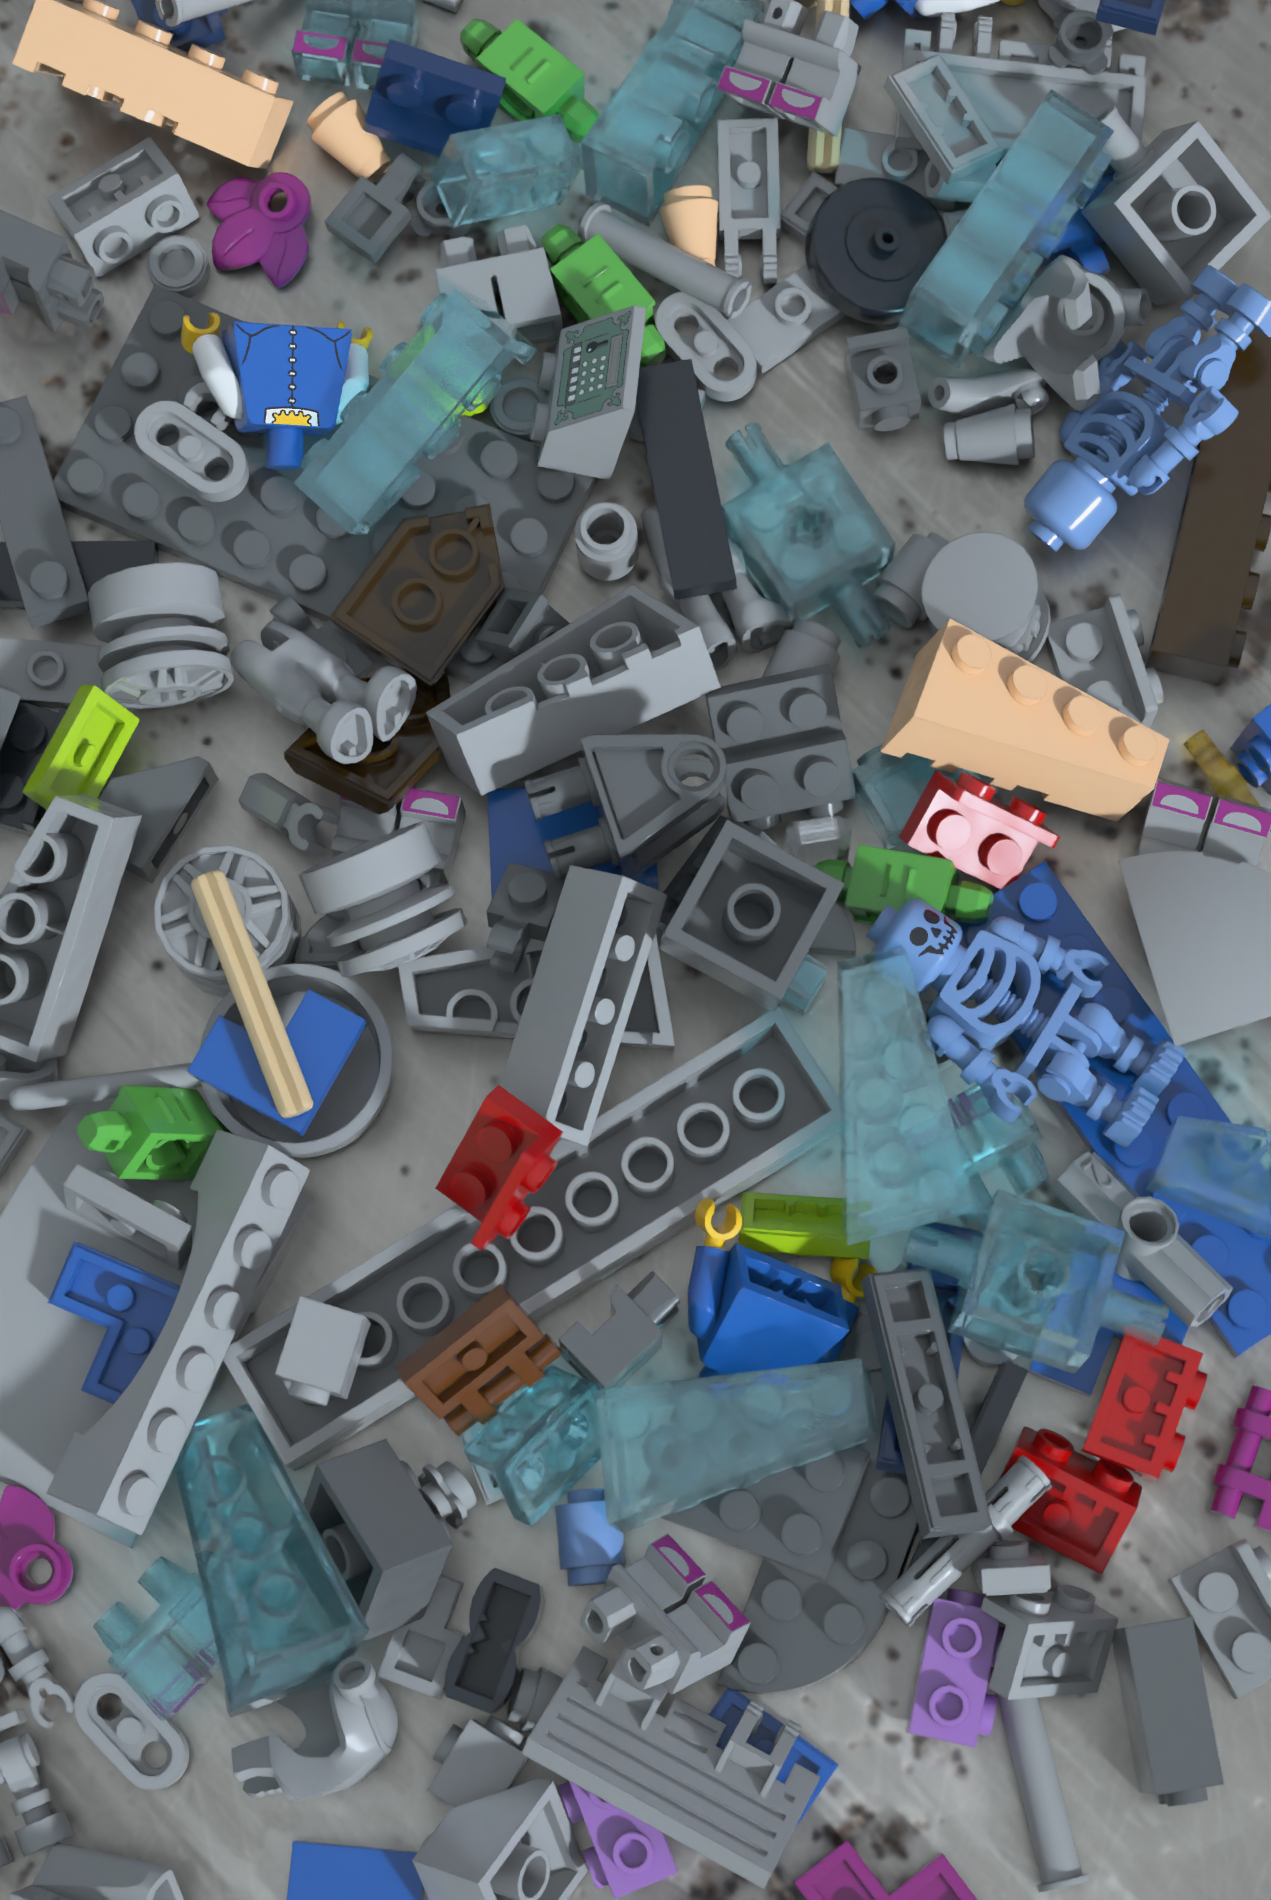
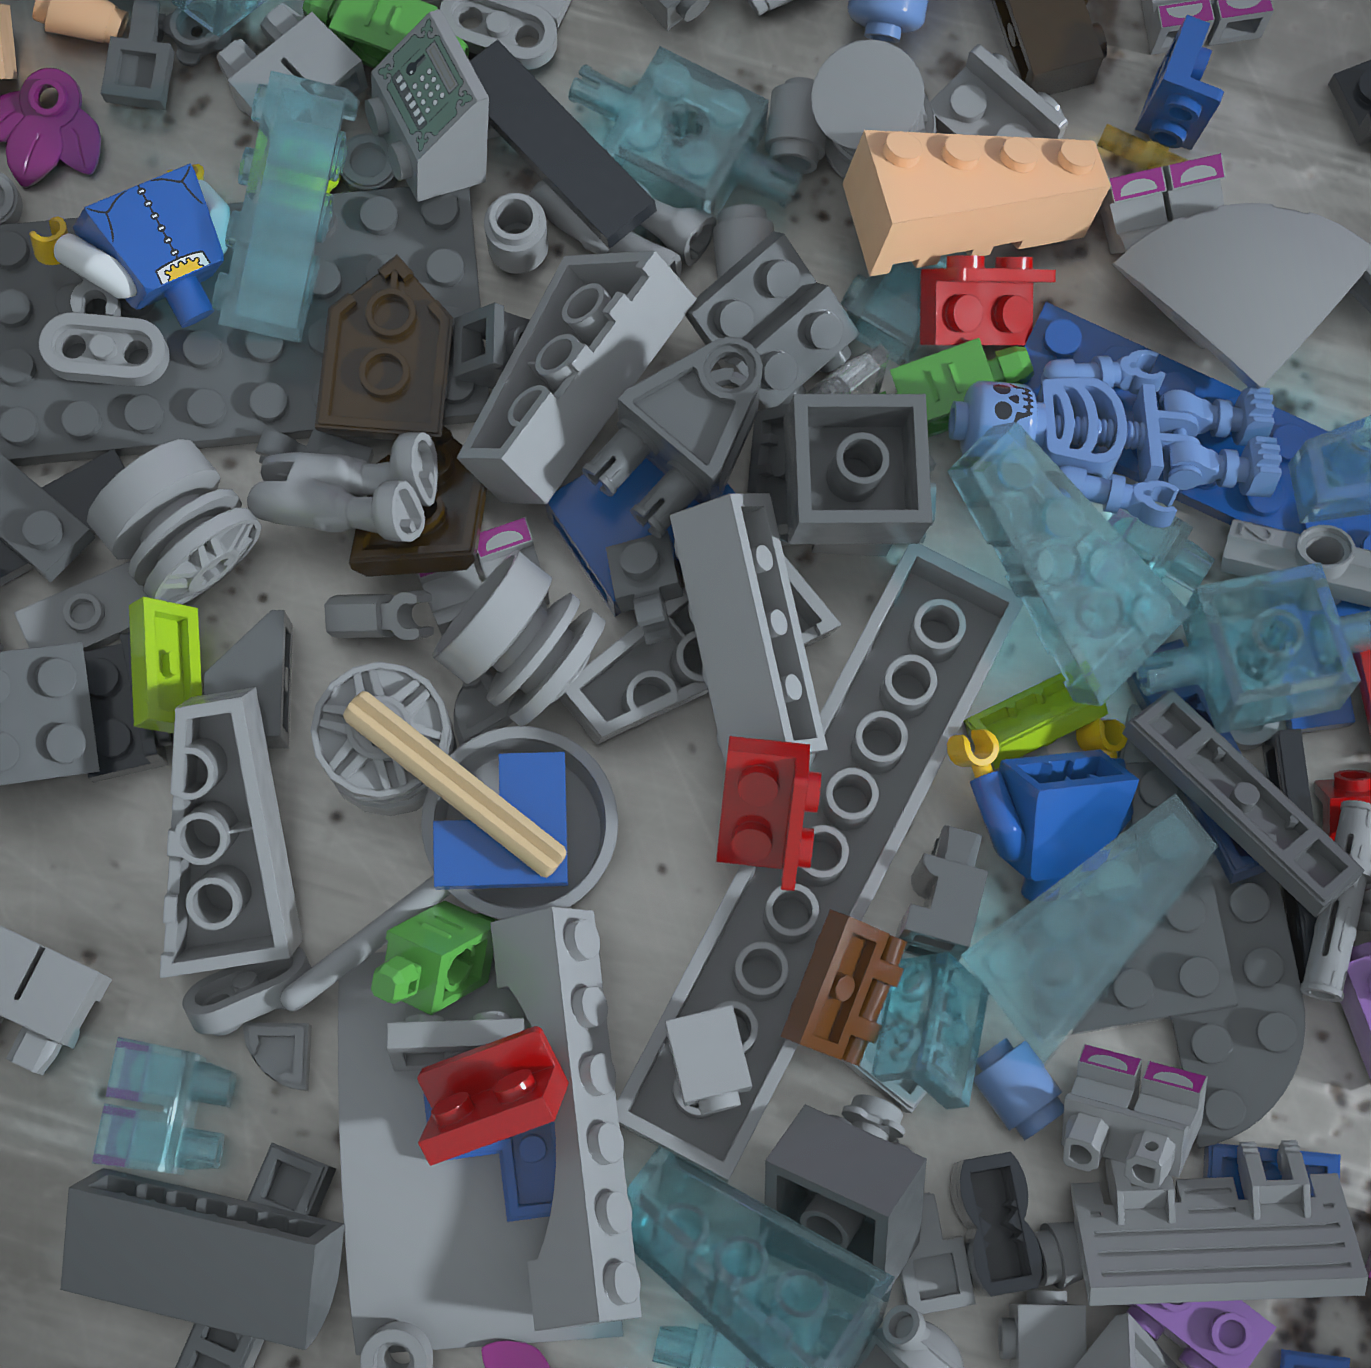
camera: 40 degrees left, 0 degrees up
(120, 1272) = (490, 1094): none -> red bracket

